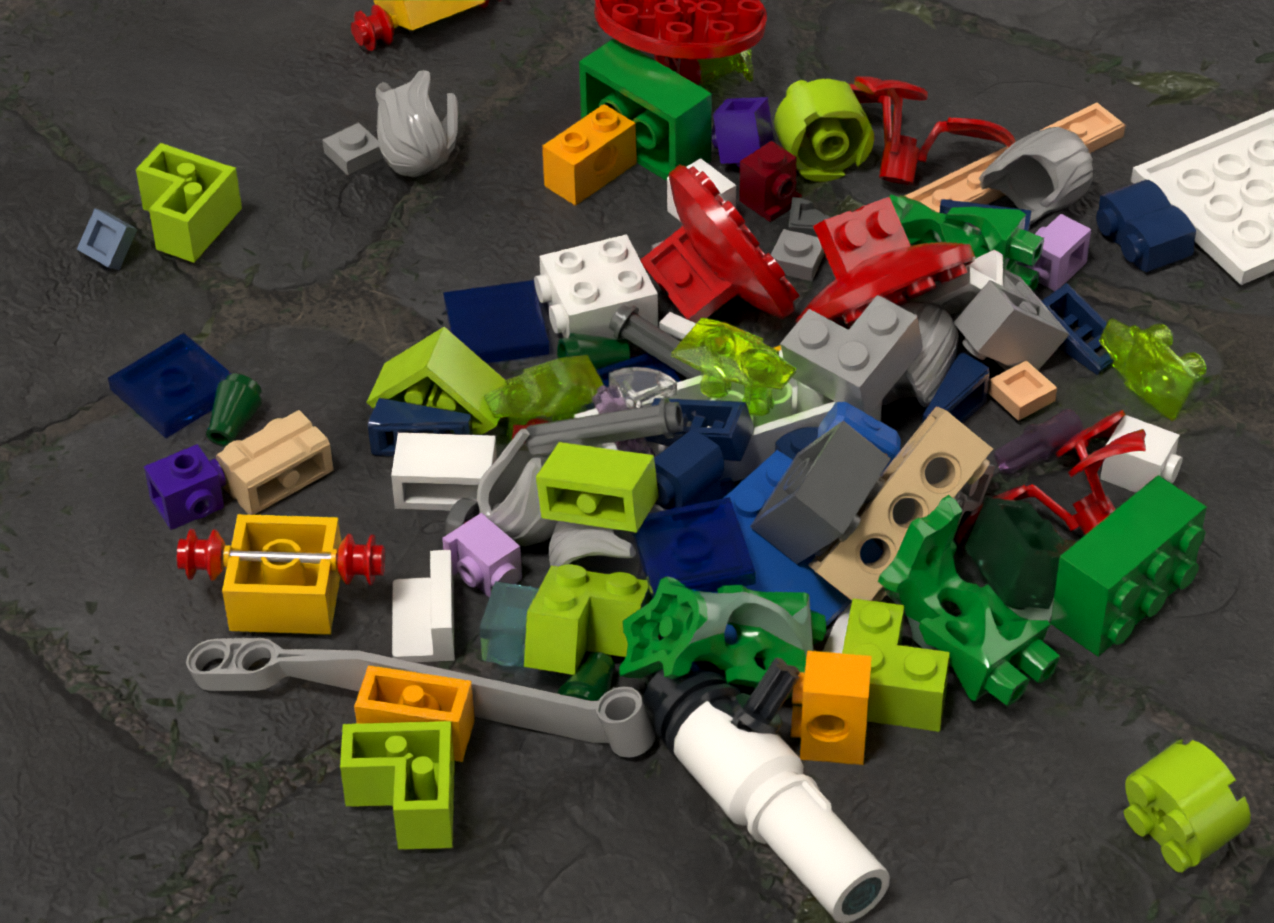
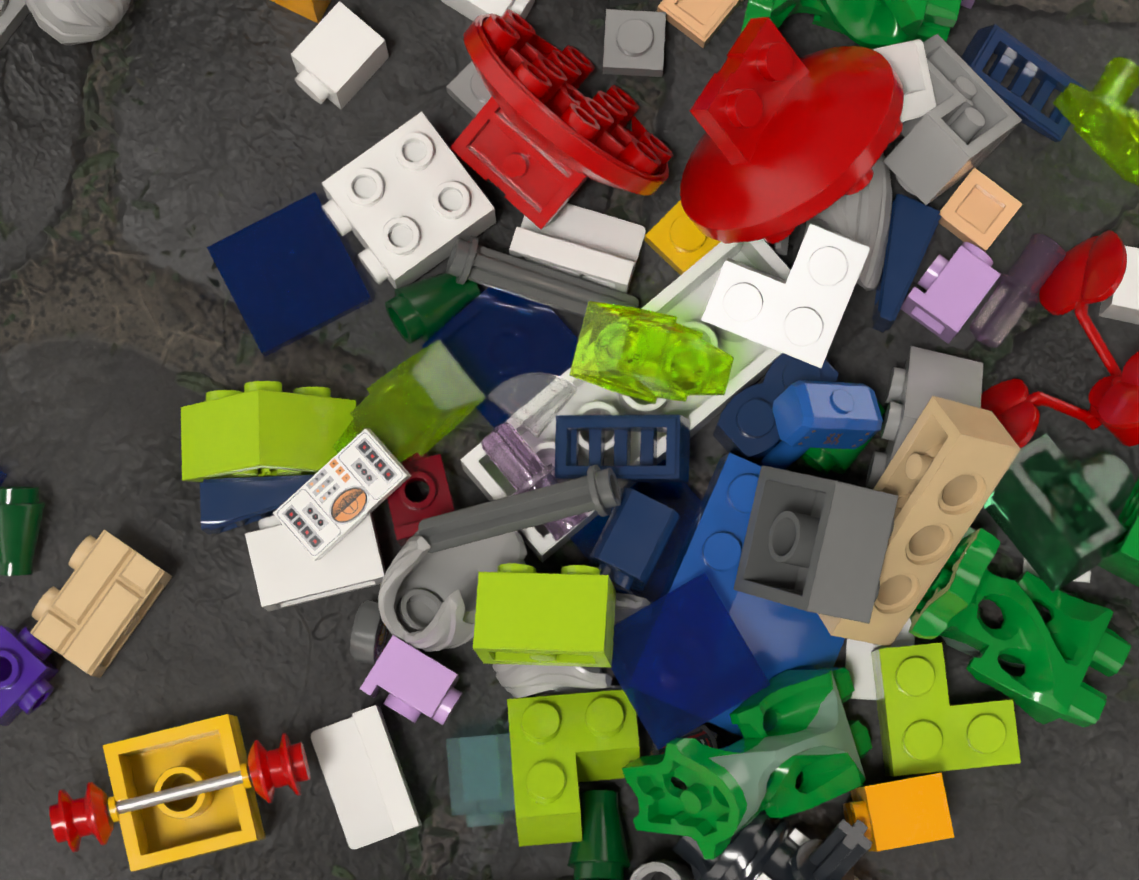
camera: 20 degrees left, 35 degrees up
(478, 415) = (342, 494): none -> tile
(582, 212) = (338, 57): none -> white brick
(993, 419) = (952, 291): none -> lavender brick

